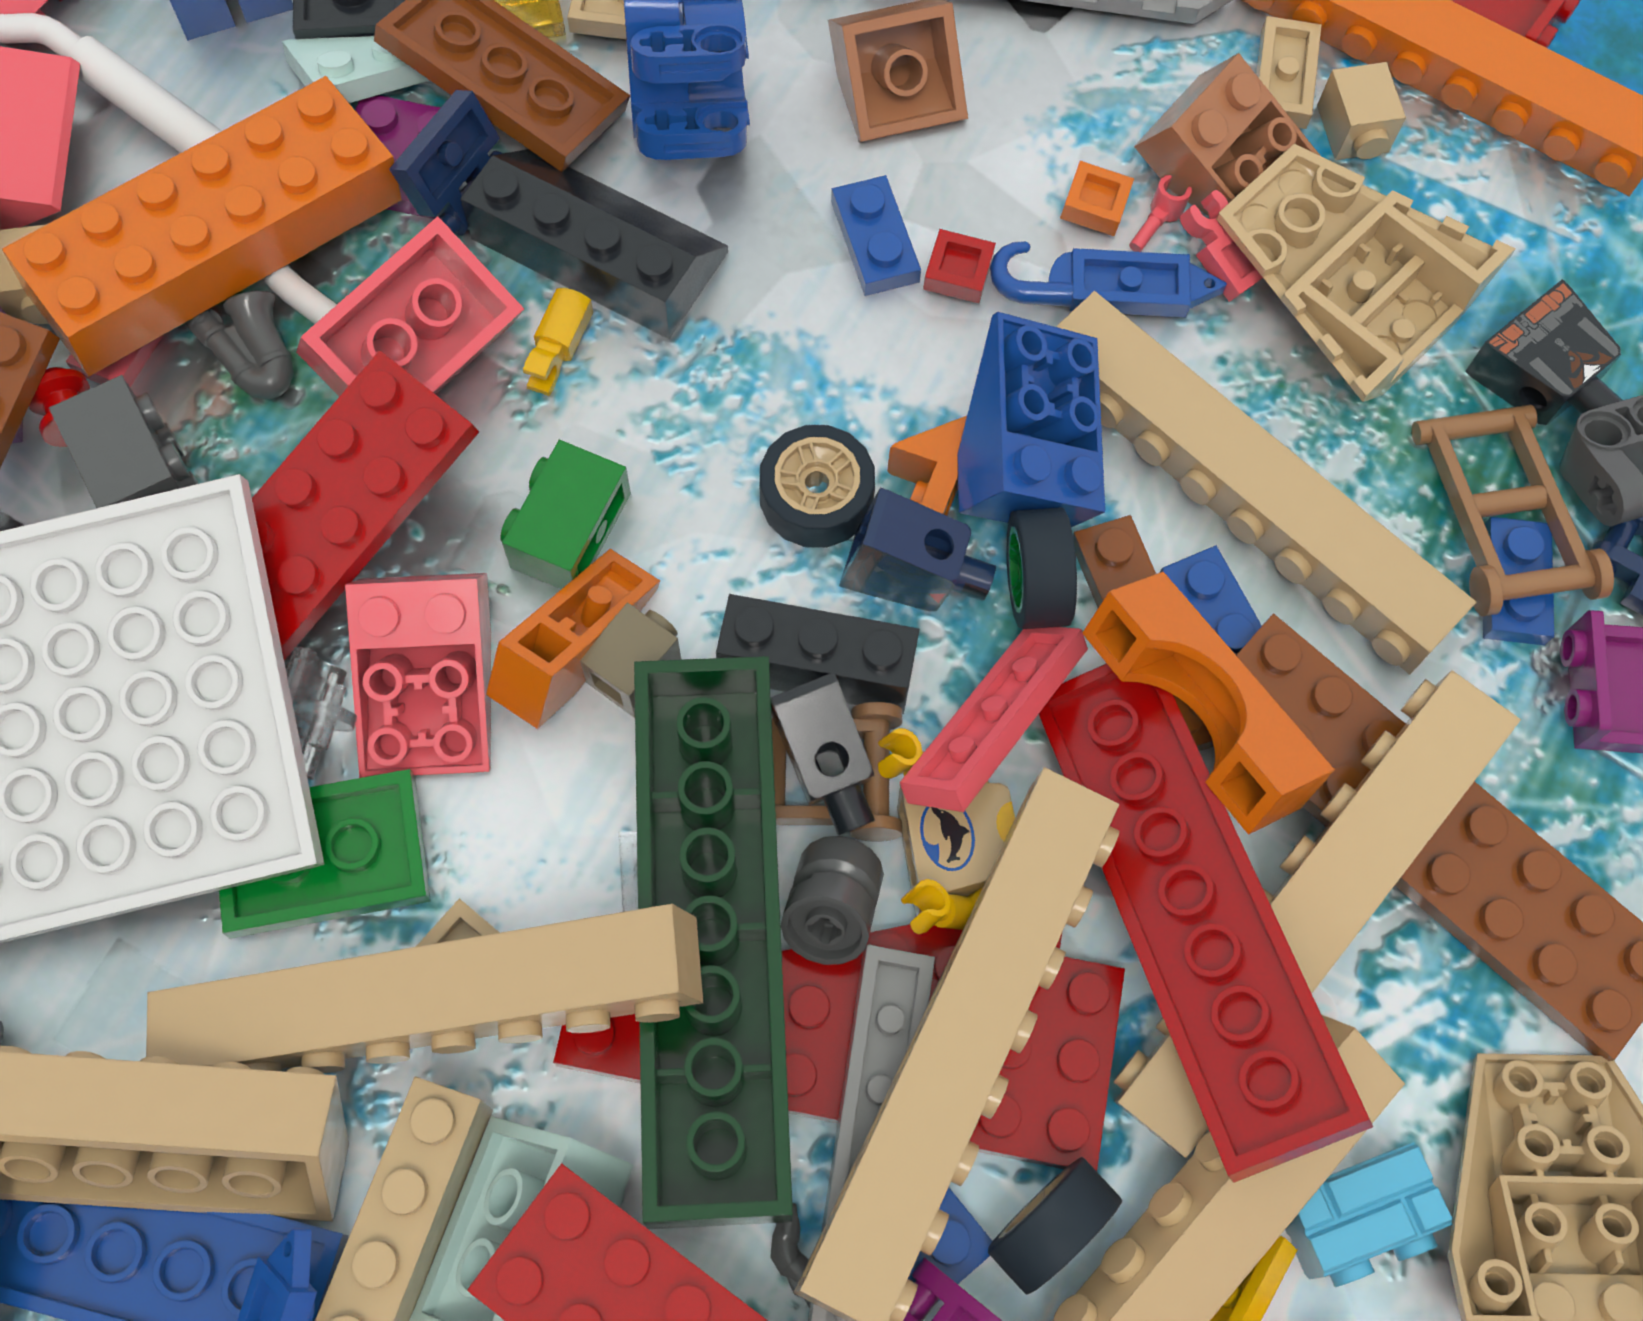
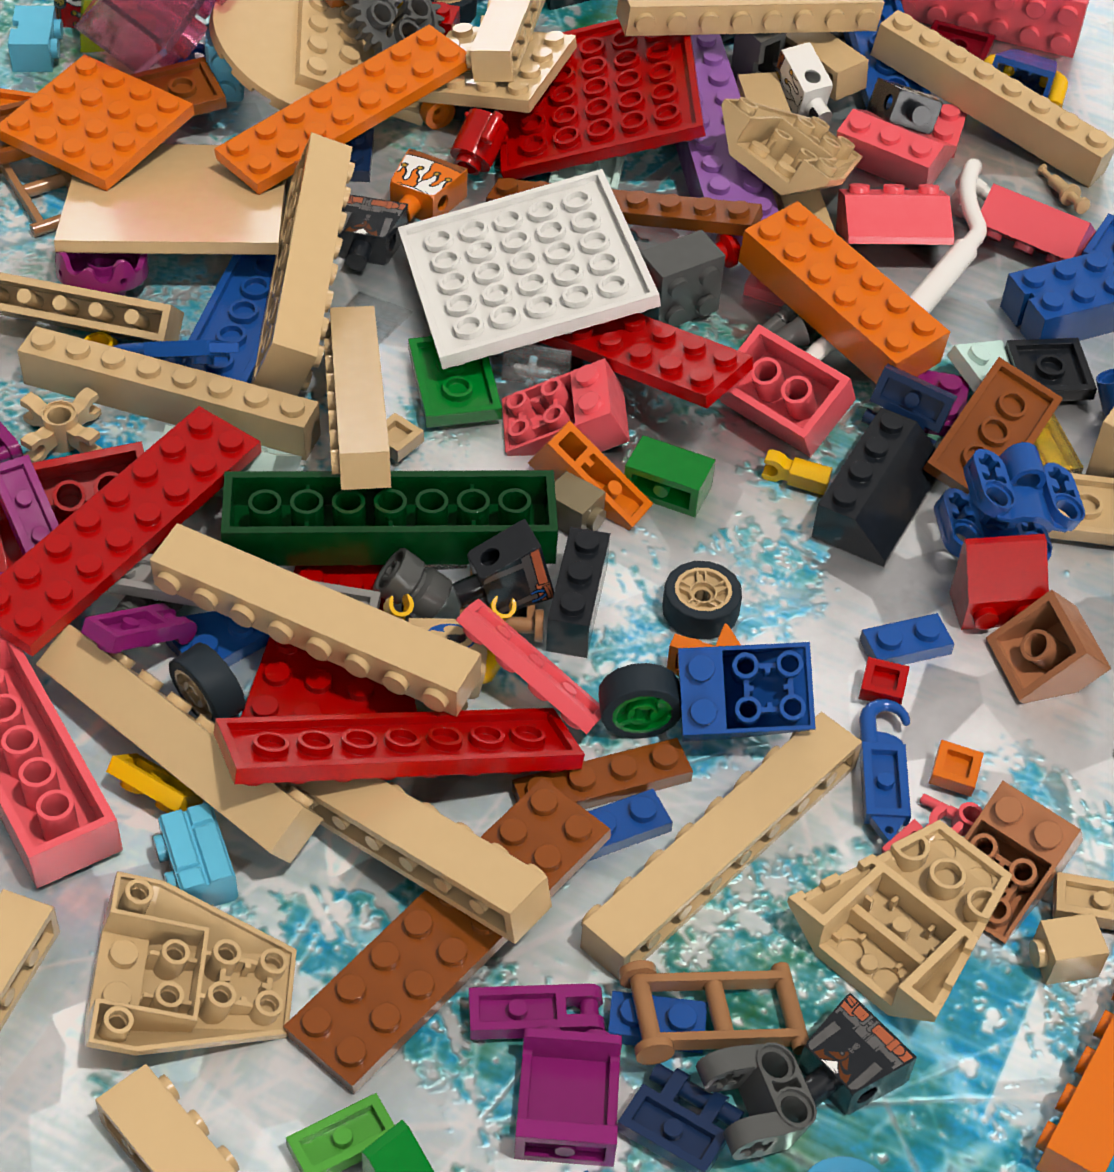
camera: 90 degrees right, 20 degrees down
(802, 99) = (998, 579): none -> red slope
(913, 555) = (649, 624): dark blue torso -> none
(1261, 755) = (488, 774): orange arch -> none
(1545, 744) = (508, 1010): none -> magenta plate

